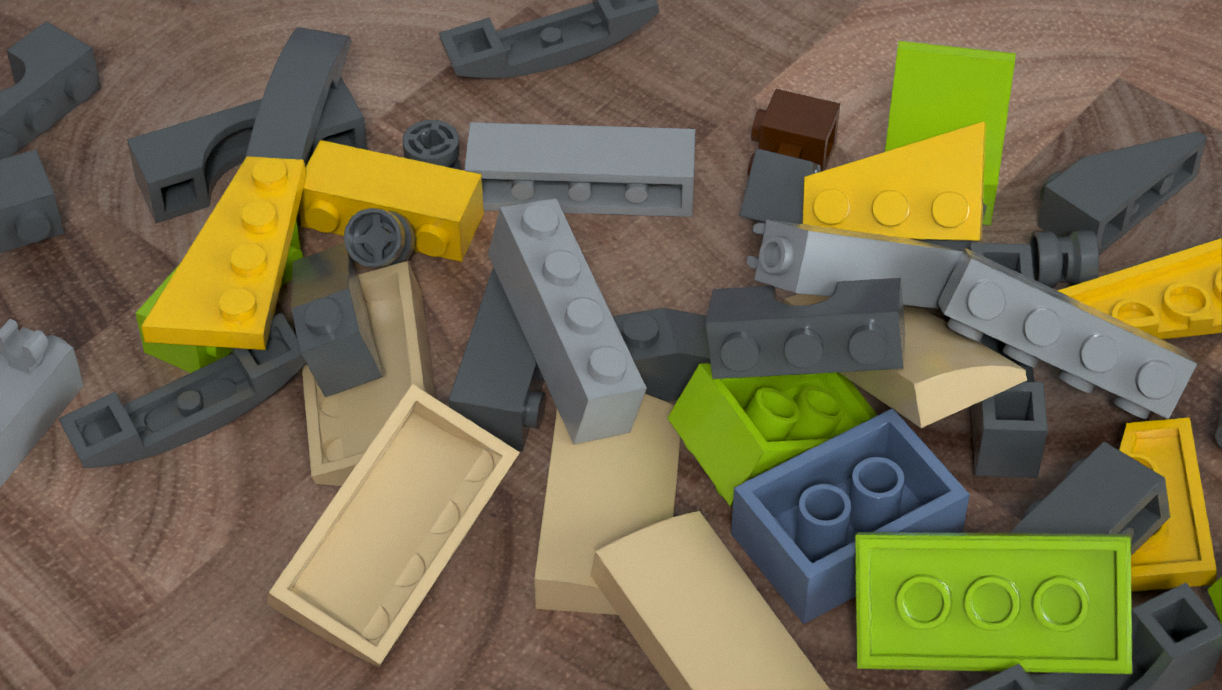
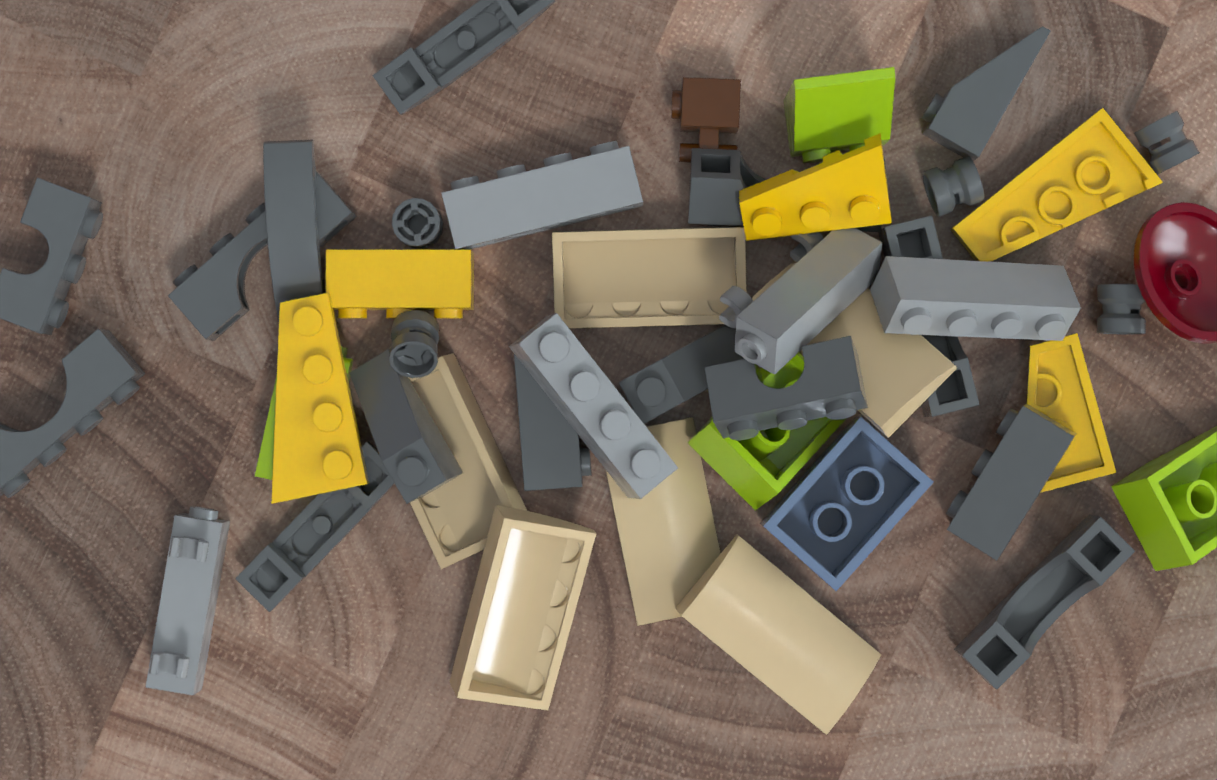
camera: 20 degrees left, 40 degrees up
(663, 249) = (646, 275): none -> tan slope
(994, 602) = (969, 573): lime tile -> none

